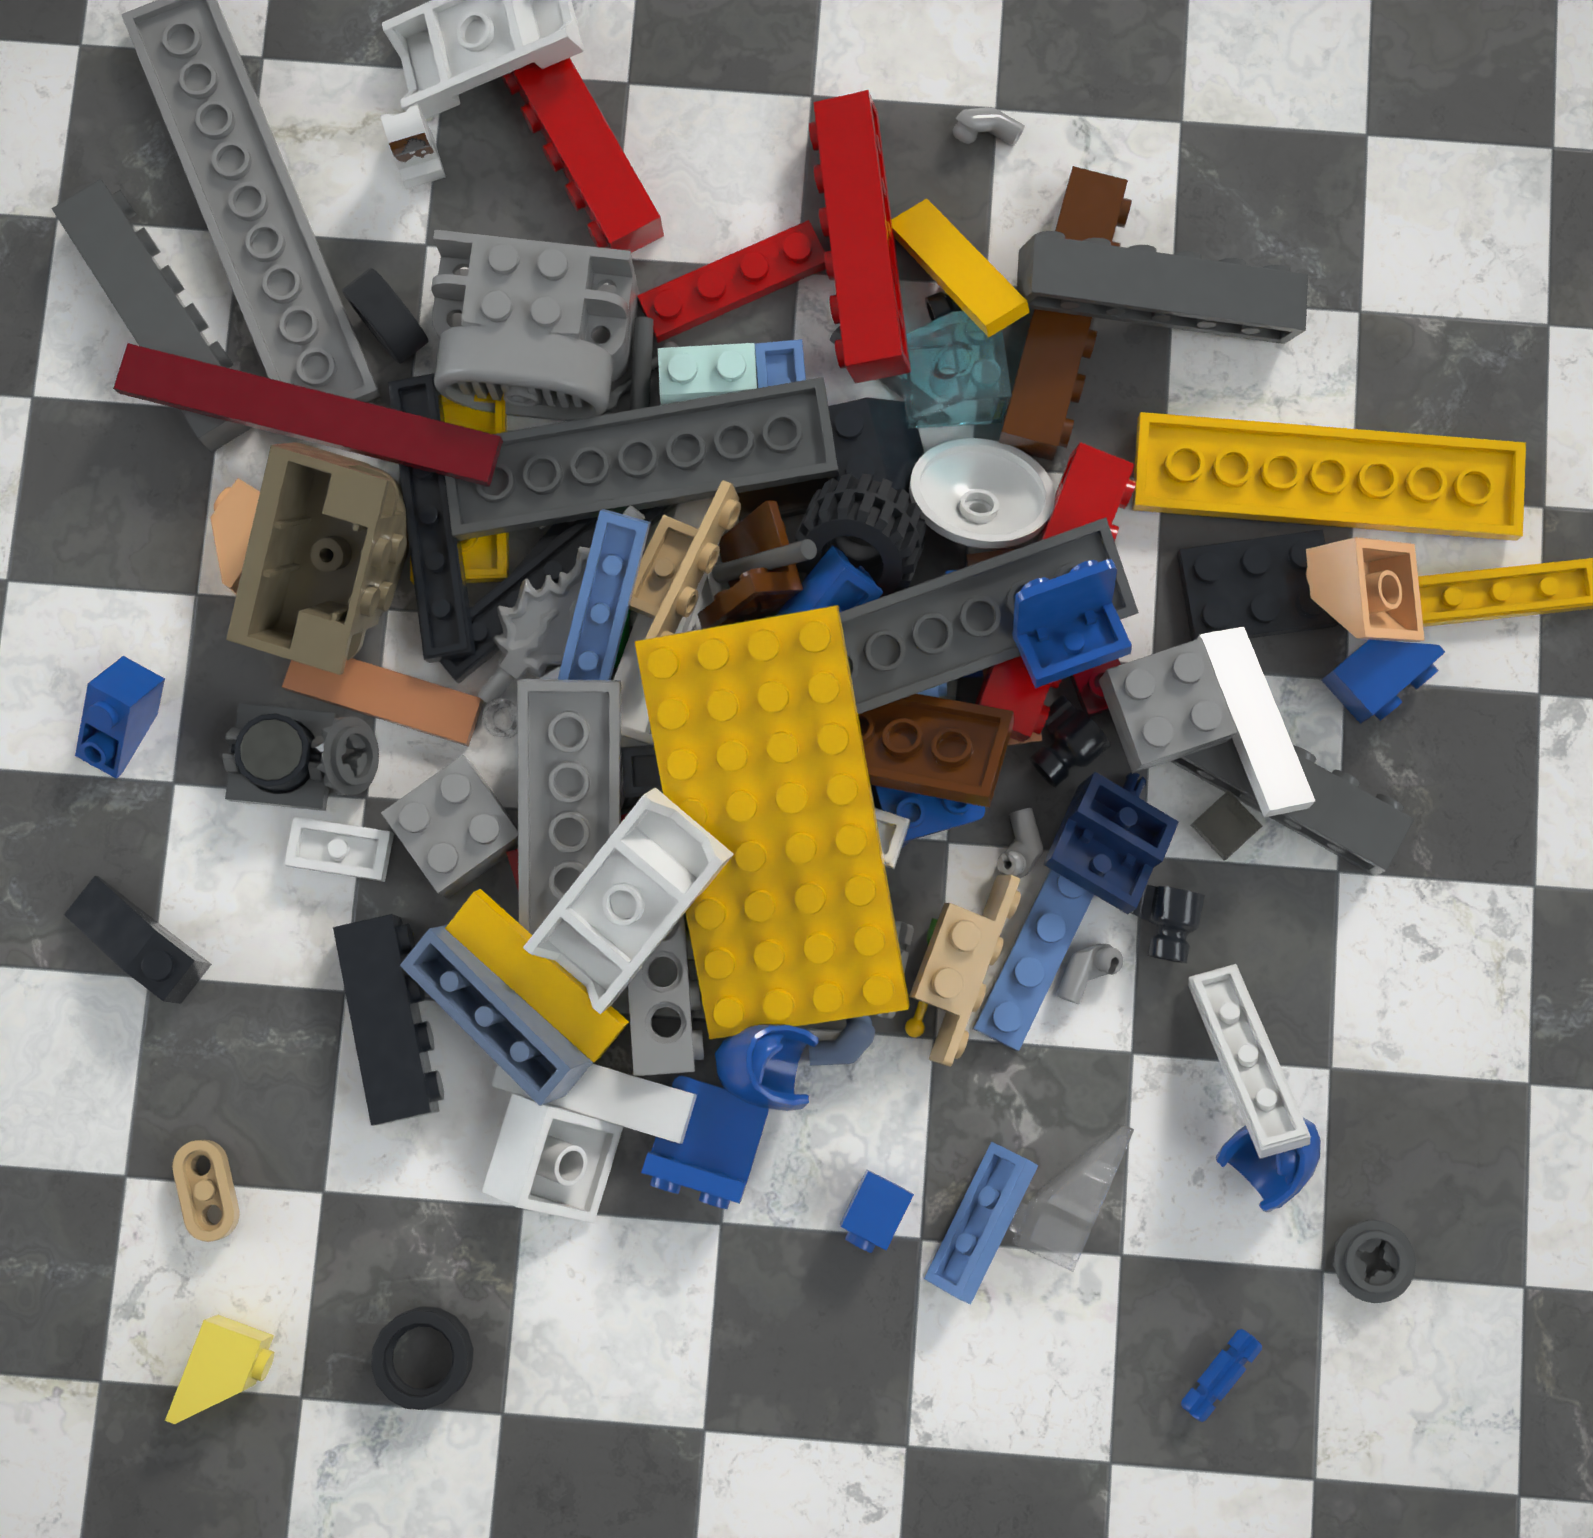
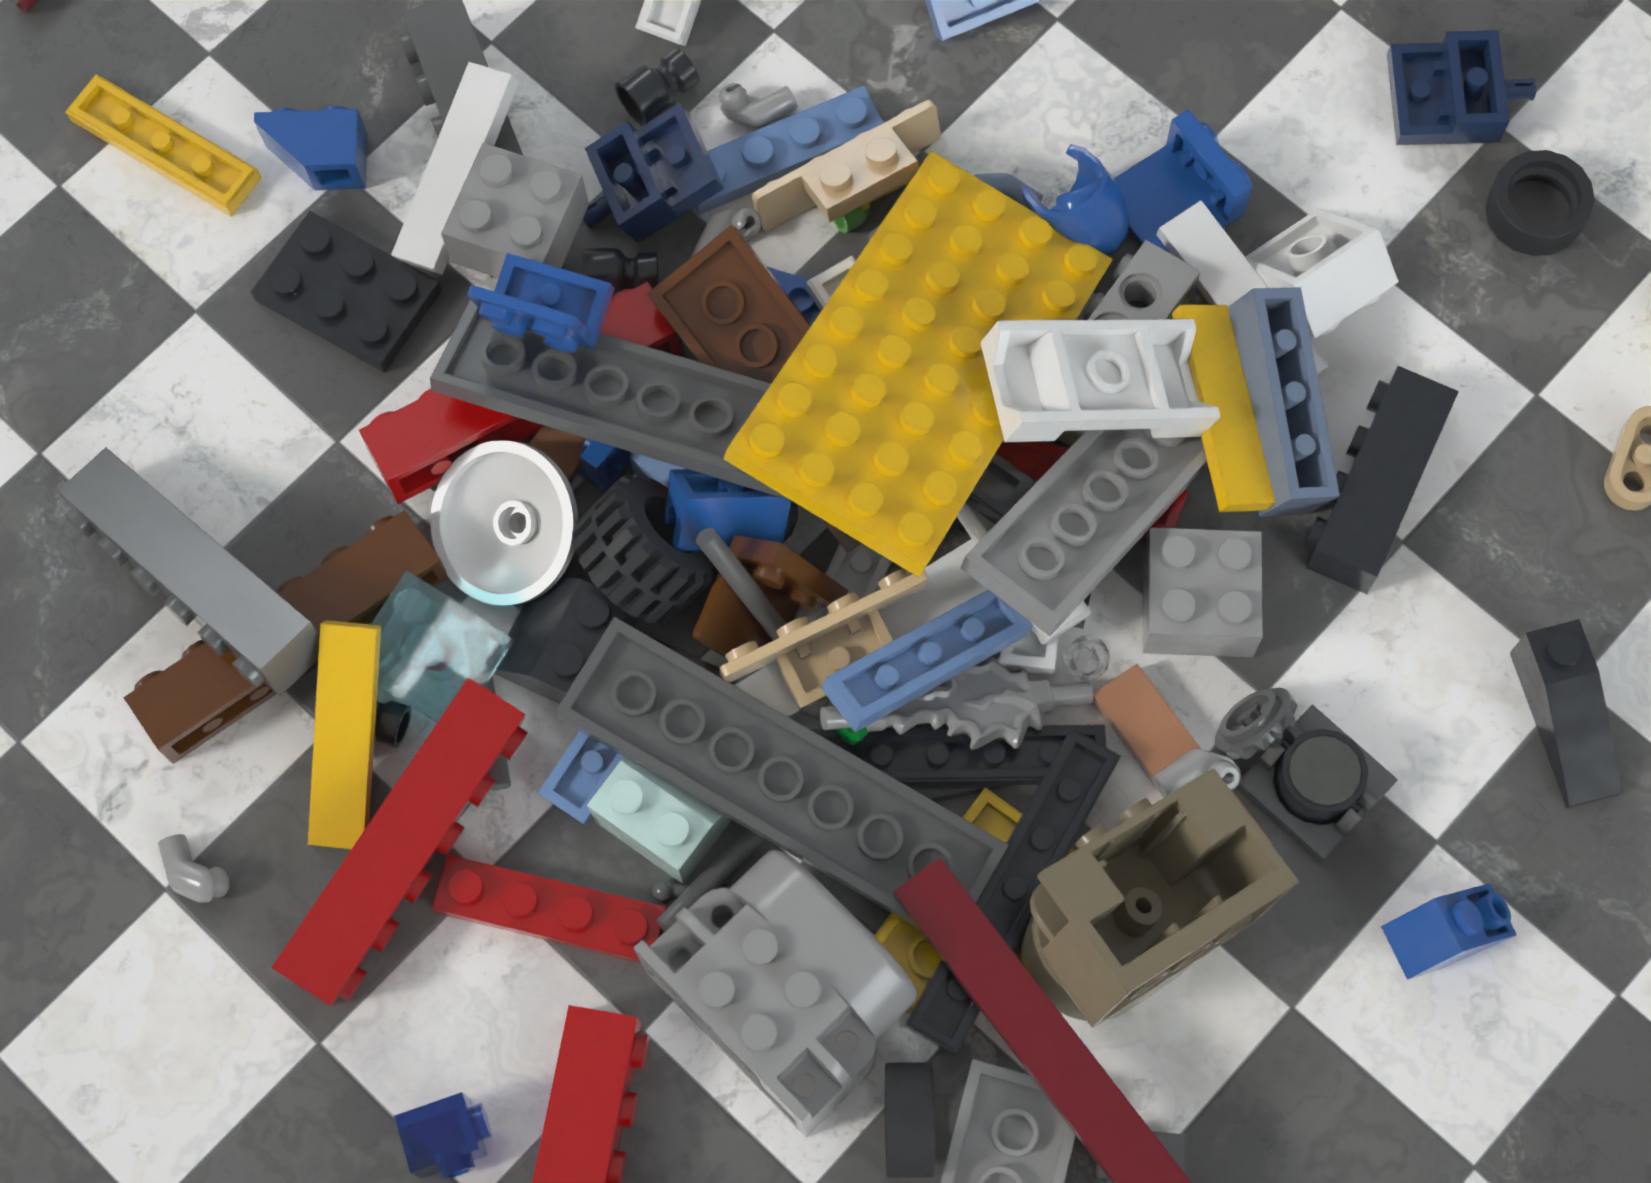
camera: 140 degrees left, 10 degrees down
(232, 528) = (1201, 1015): light nougat slope -> none
(338, 849) = (1321, 656): white plate -> none
(364, 695) = (1193, 765): none -> light grey arm
(558, 1408) = (1452, 90): none -> dark blue plate
(678, 92) = (444, 1136): none -> clear blue brick
(875, 1212) = (1078, 51): blue brick -> none
(1226, 825) = (547, 131): clear smoke tile -> none
(1329, 476) = (205, 331): yellow plate -> none
(1368, 587) = (267, 200): light nougat slope -> none

